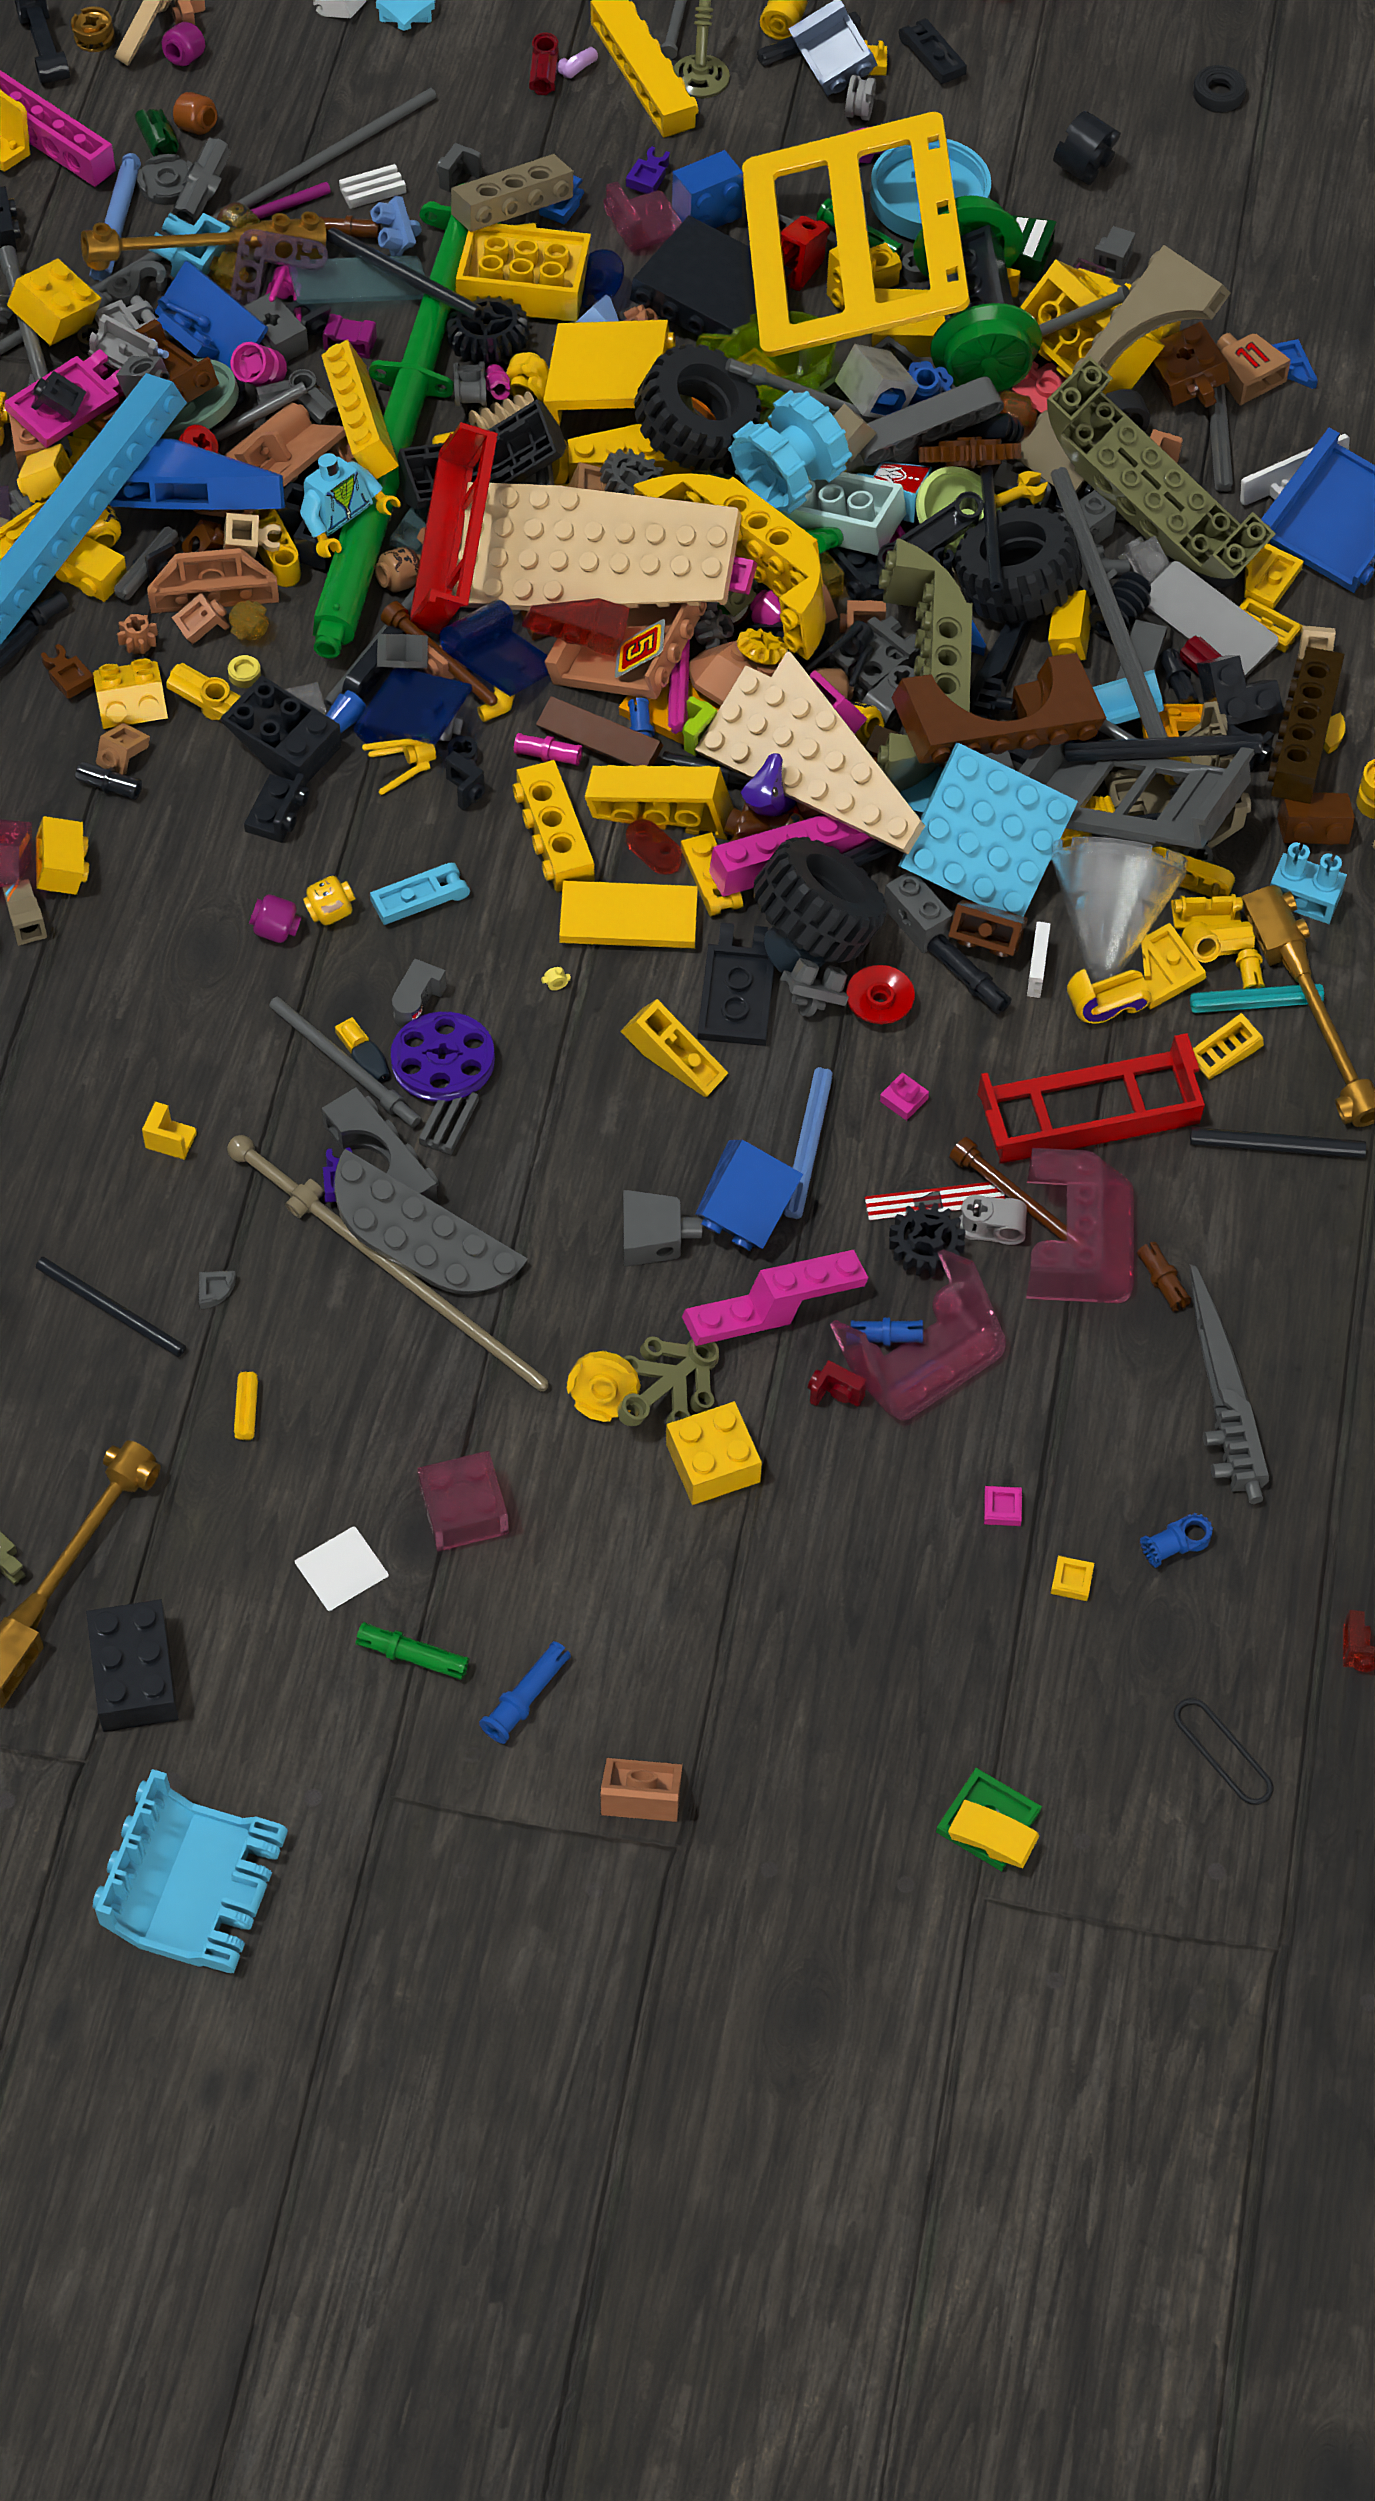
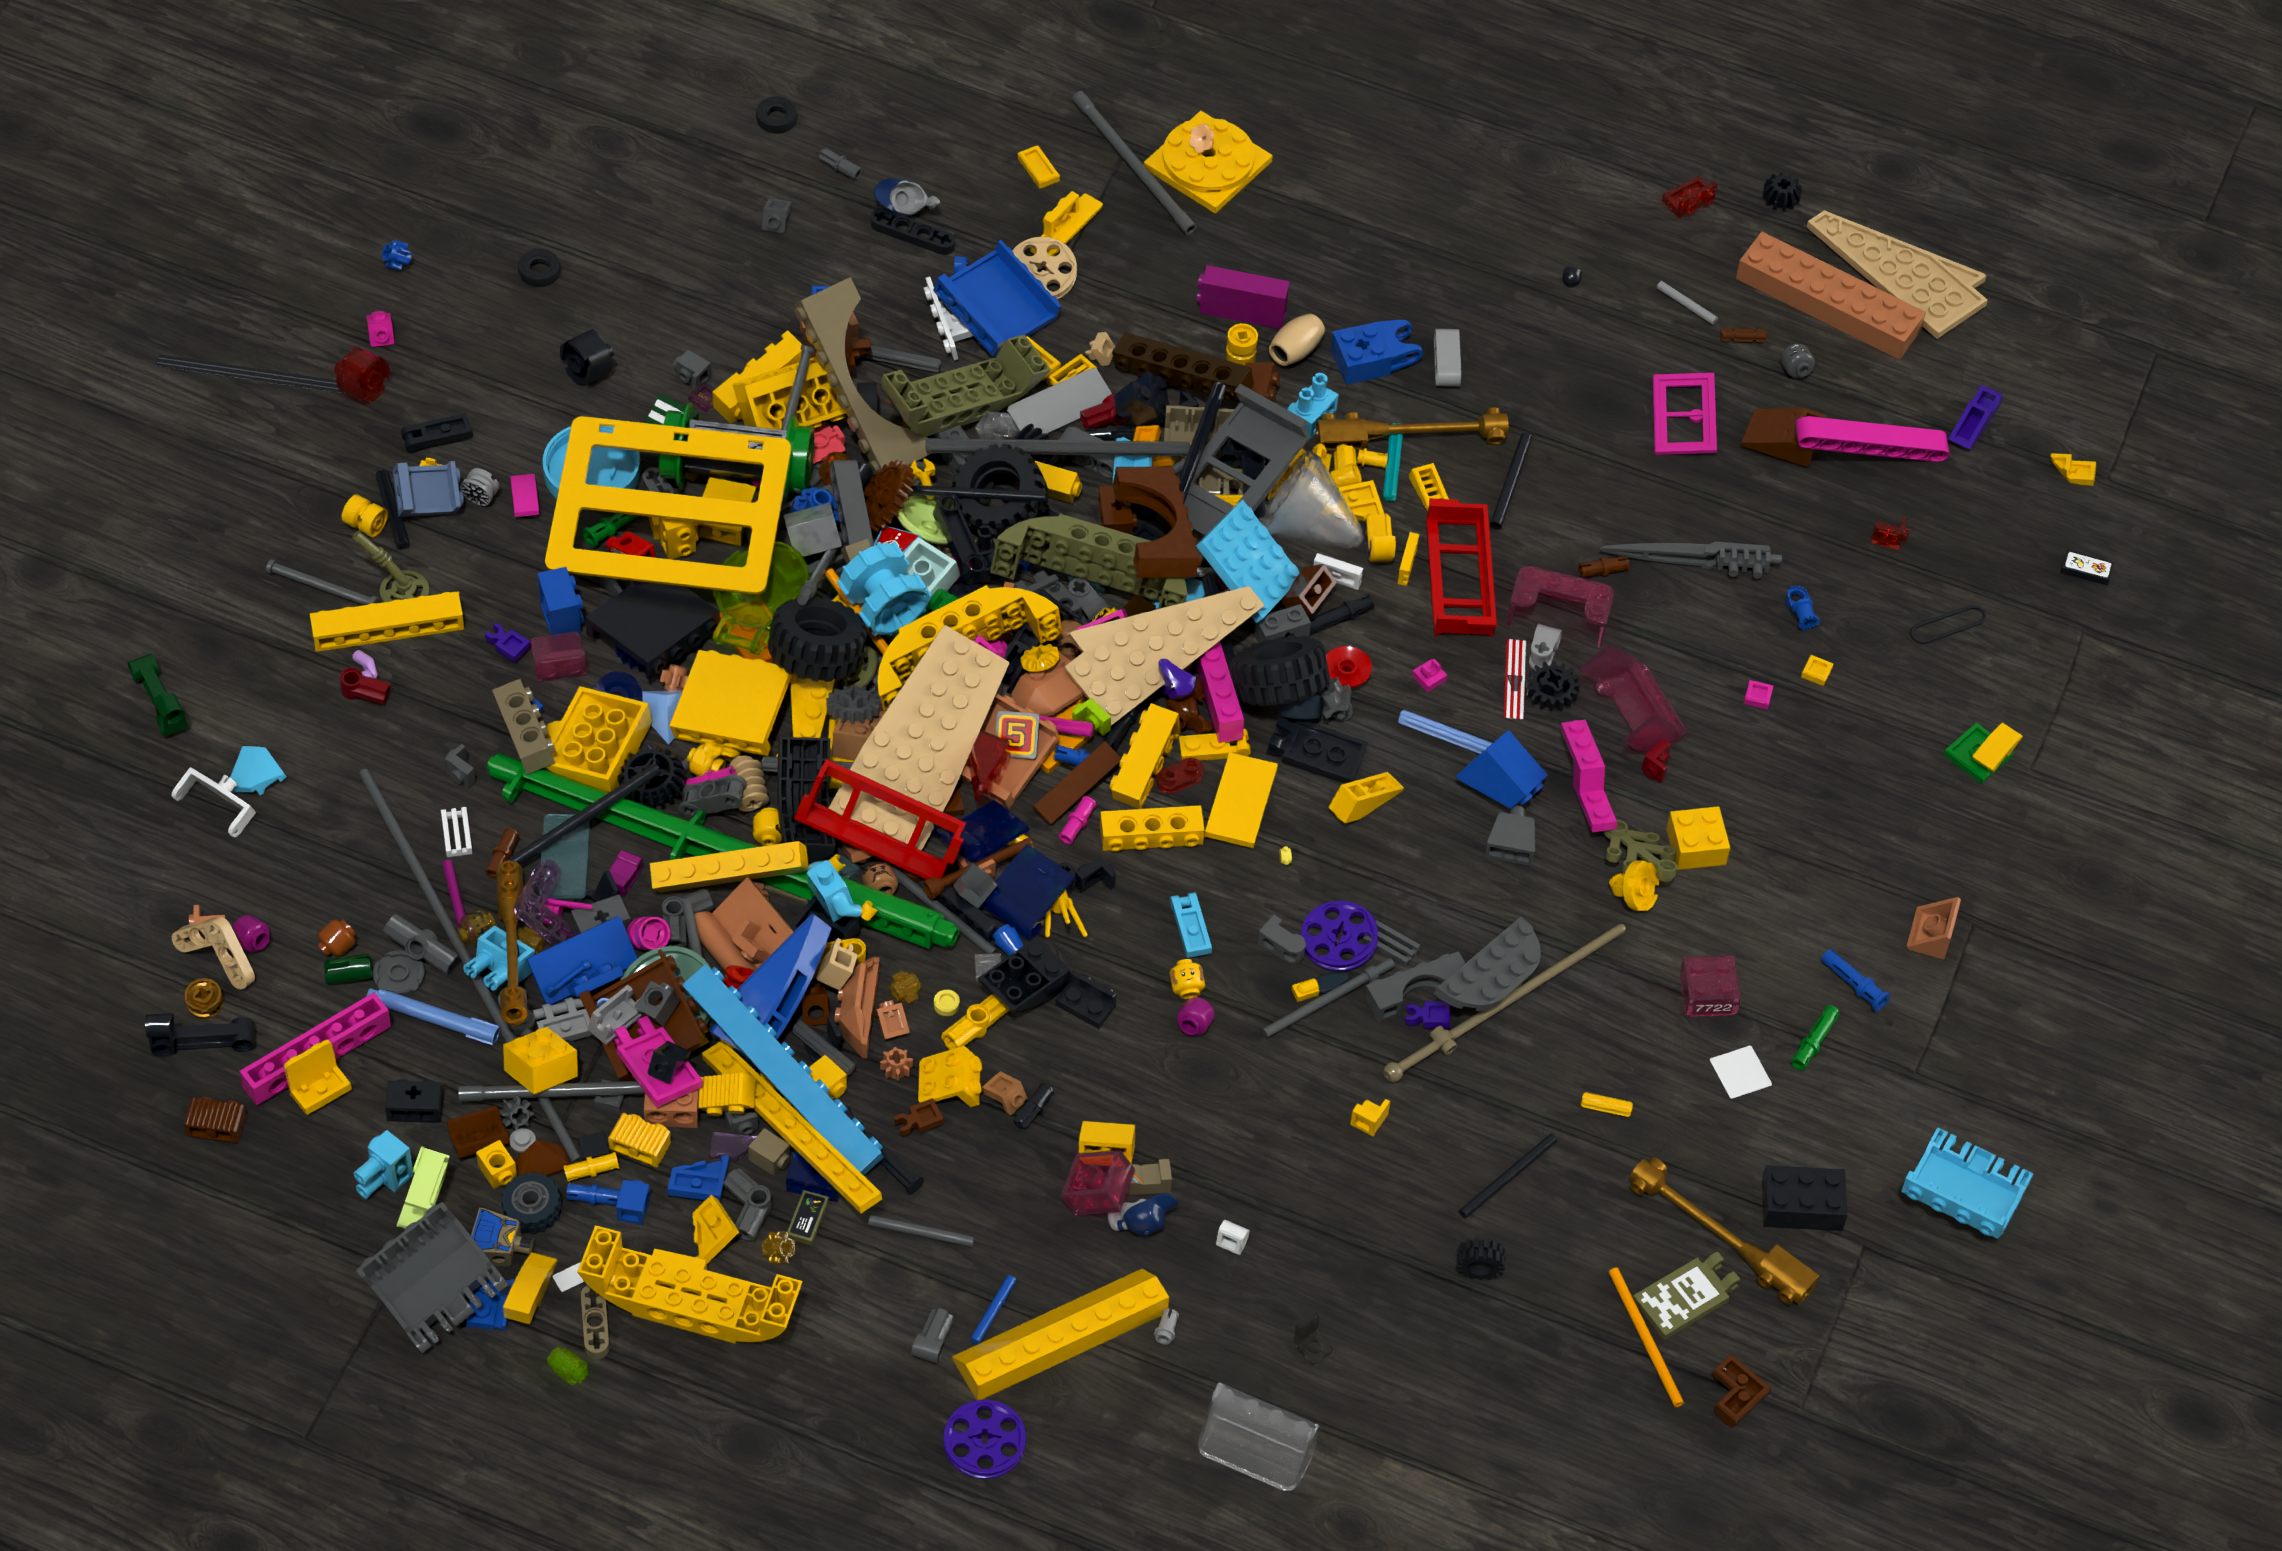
camera: 80 degrees left, 5 degrees down
(215, 1287) = (1504, 1109): dark grey tile -> none
(398, 230) = (520, 817): medium blue hips -> none
(890, 1331) = (1619, 725): blue pin -> none
(967, 1154) = (1487, 649): reddish brown piece -> none
(1088, 1036) = (1408, 559): none -> yellow tile

